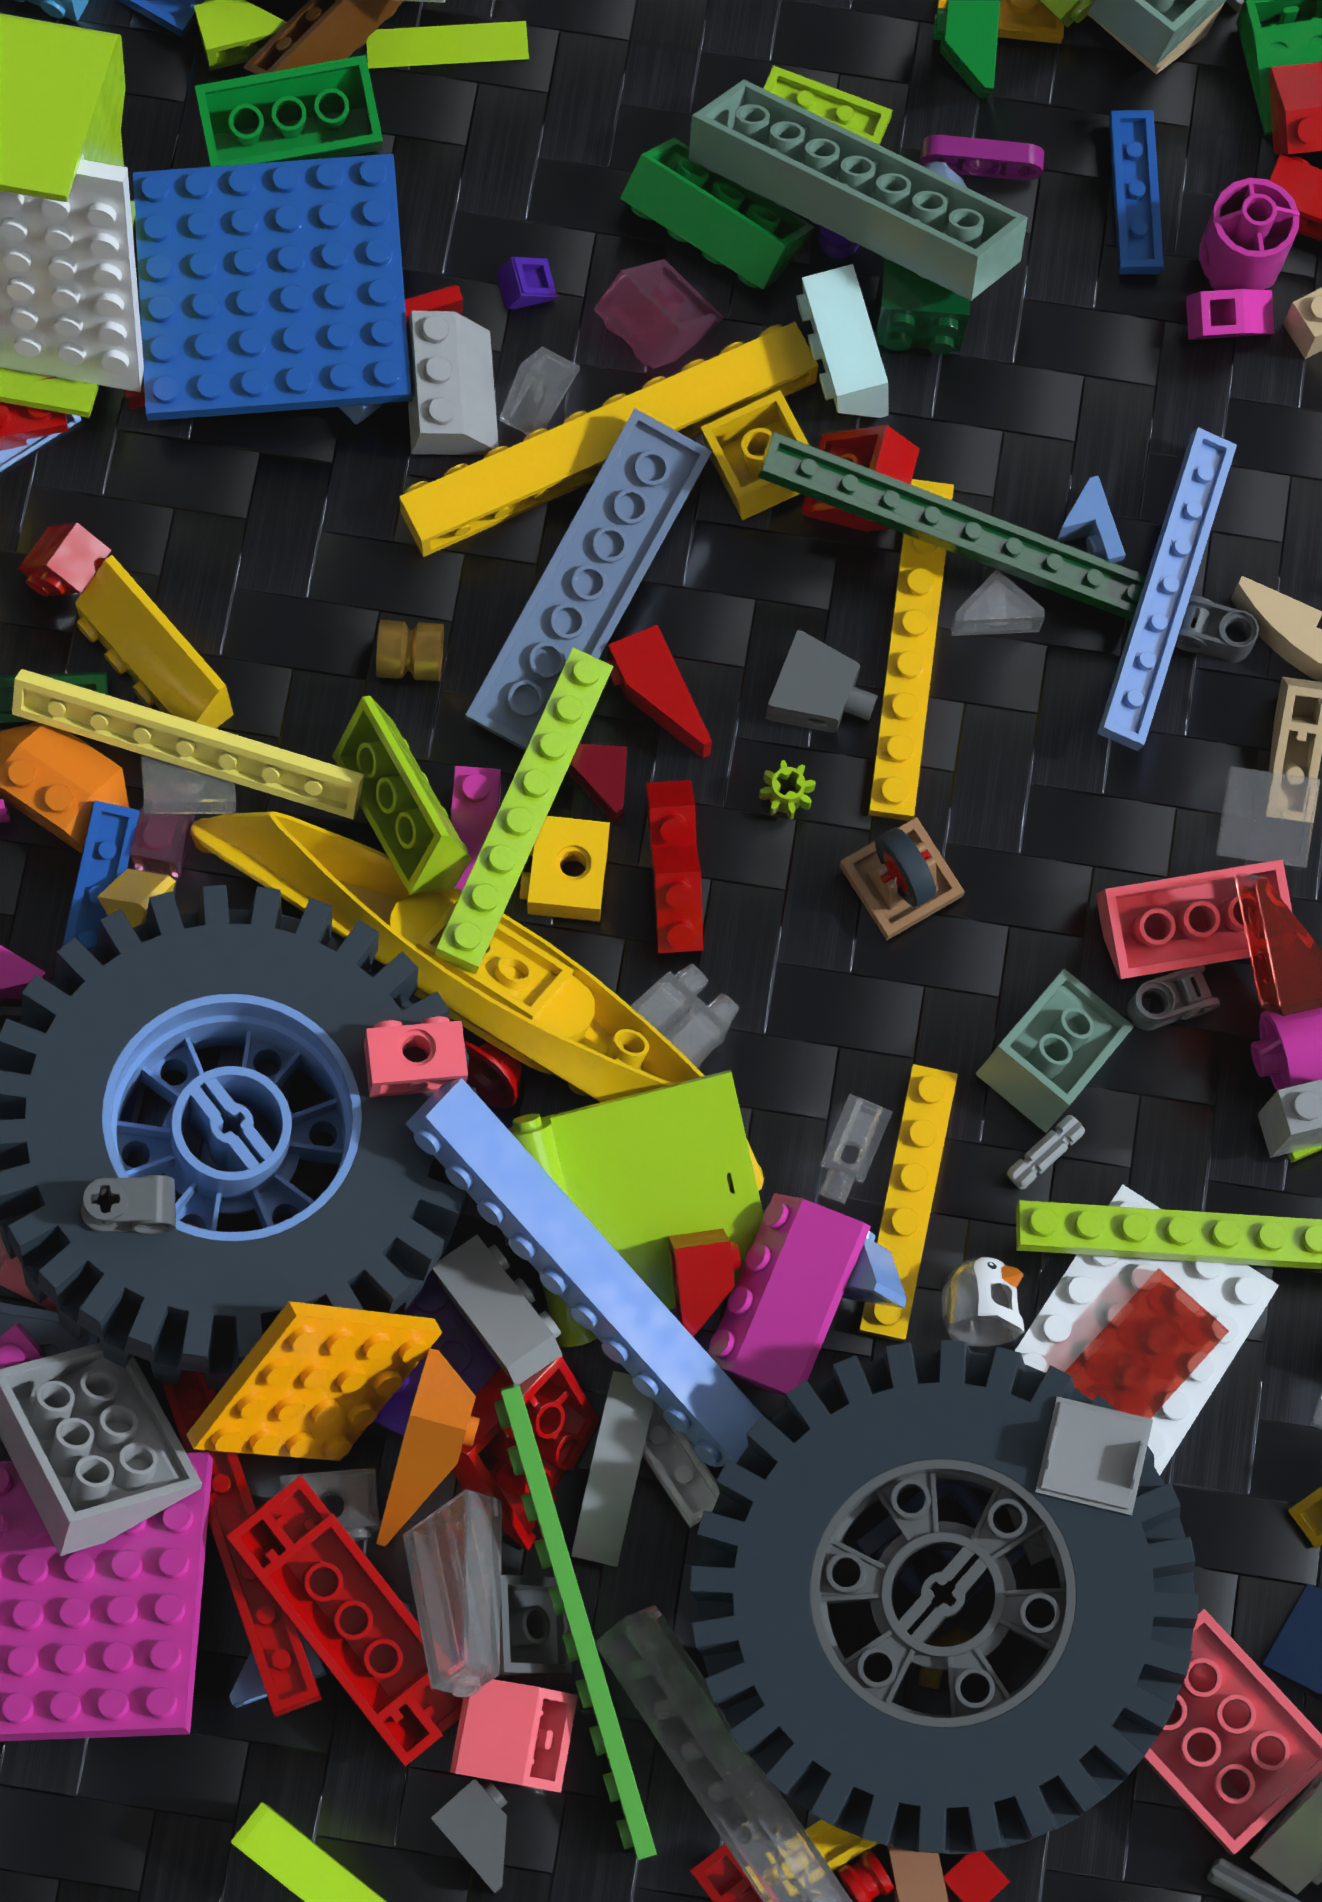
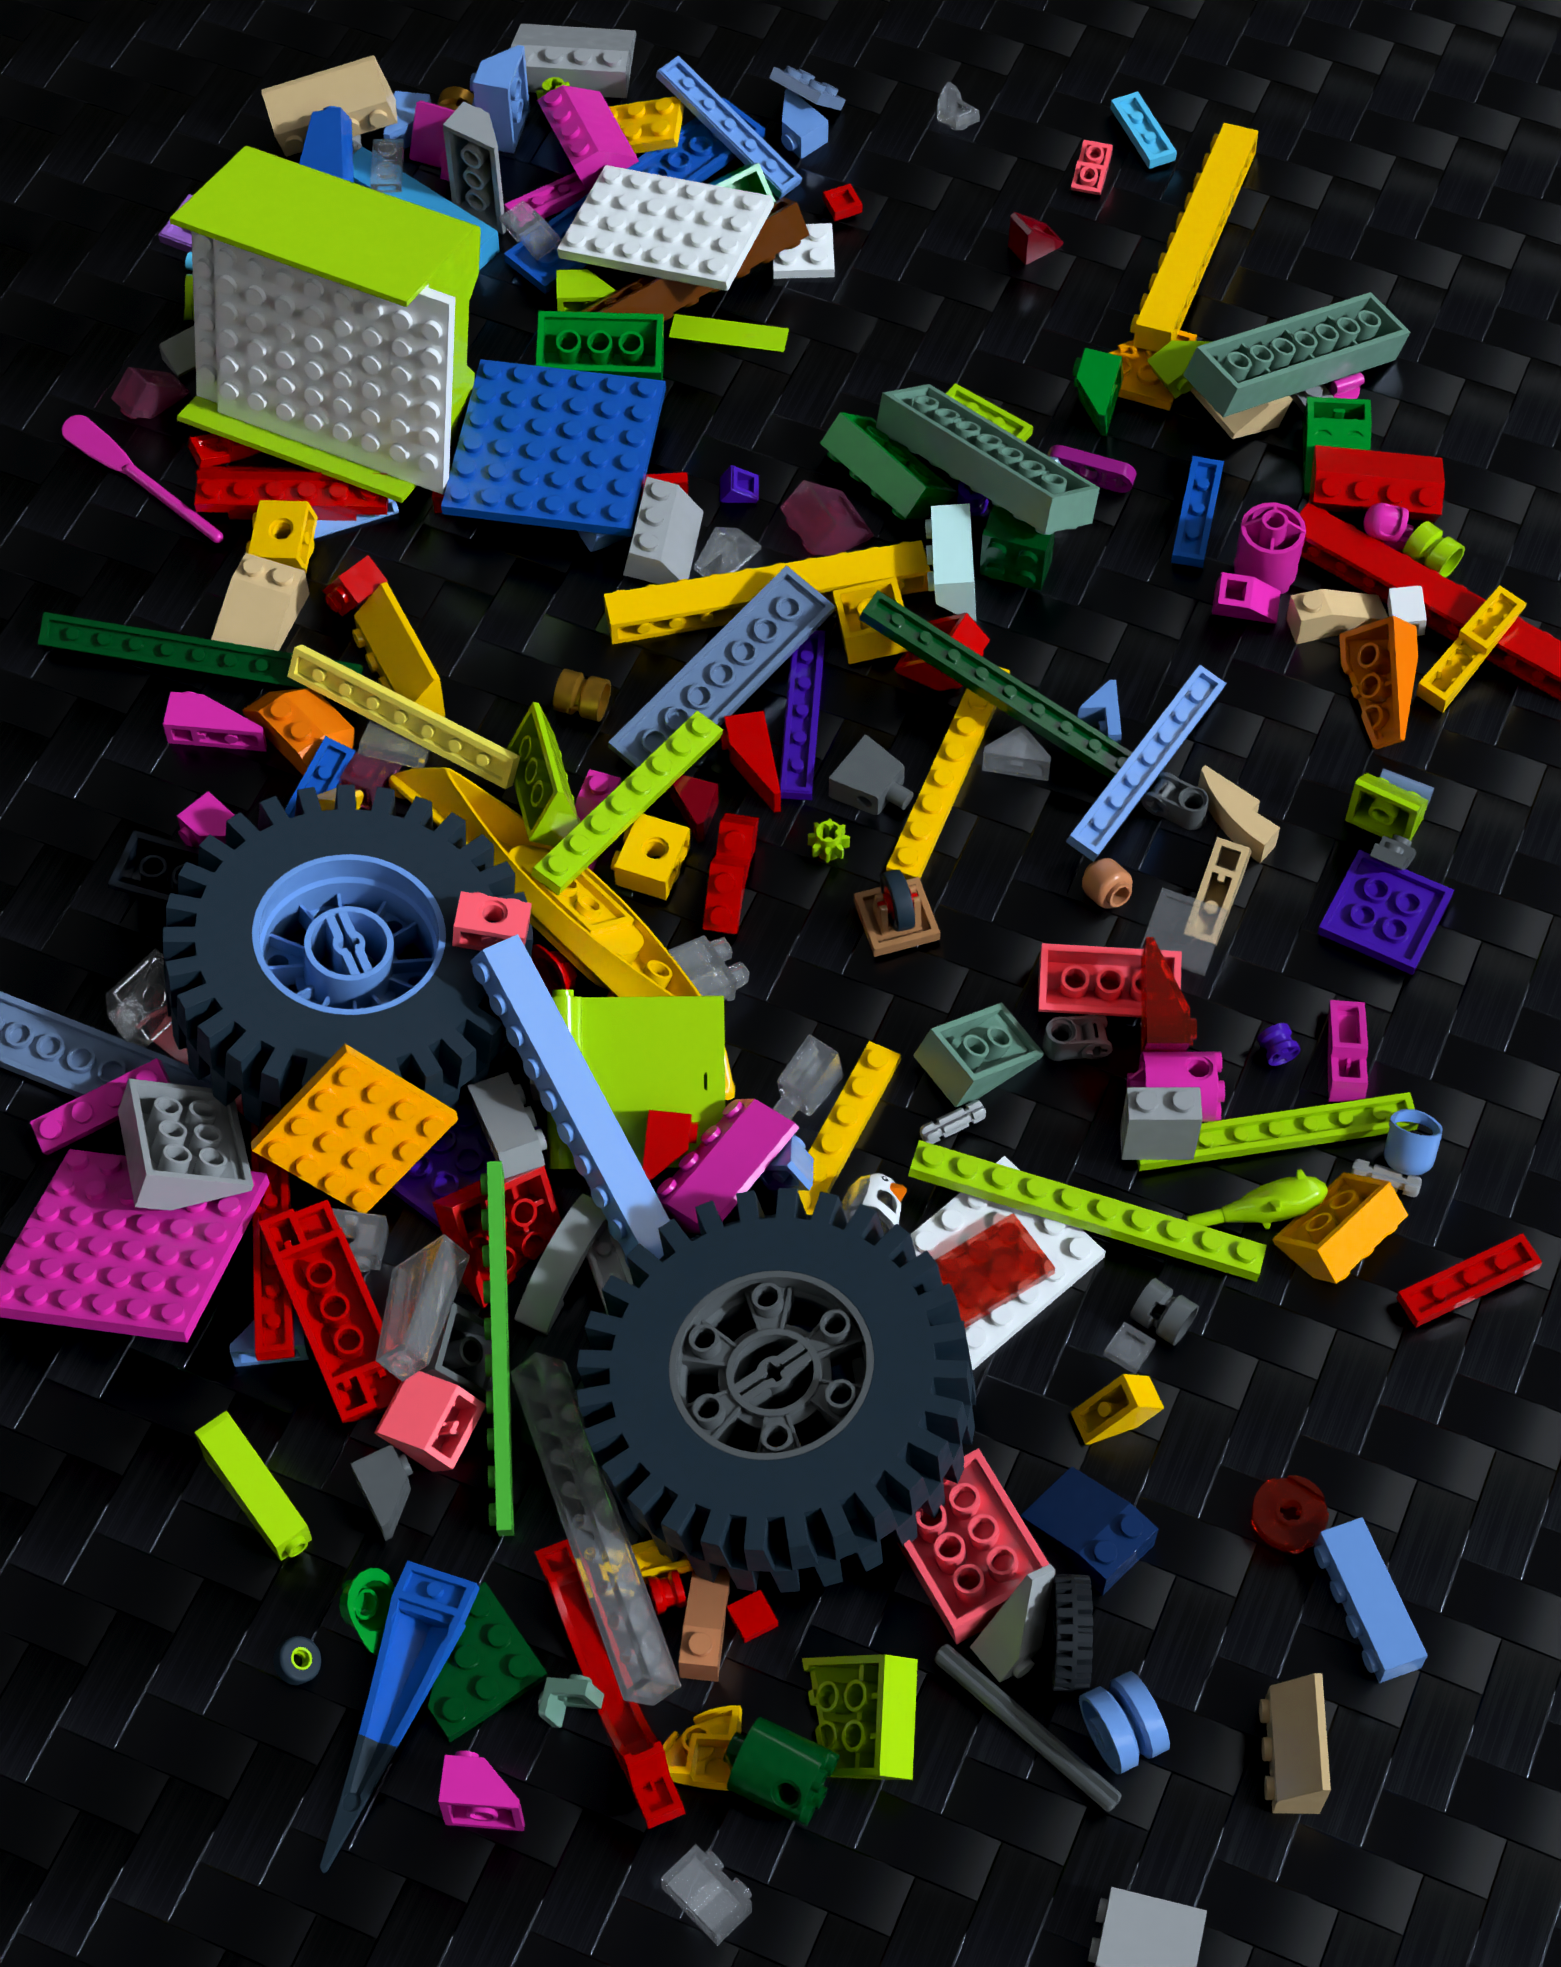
camera: 20 degrees right, 15 degrees down
(136, 1205) = (257, 965): dark grey piece -> none
(431, 1443) = (428, 1183): orange wedge -> none
(704, 618) = (802, 719): none -> dark purple tile
(1094, 1456) = (910, 1290): light grey piece -> none
(1156, 771) = (1107, 883): none -> nougat head

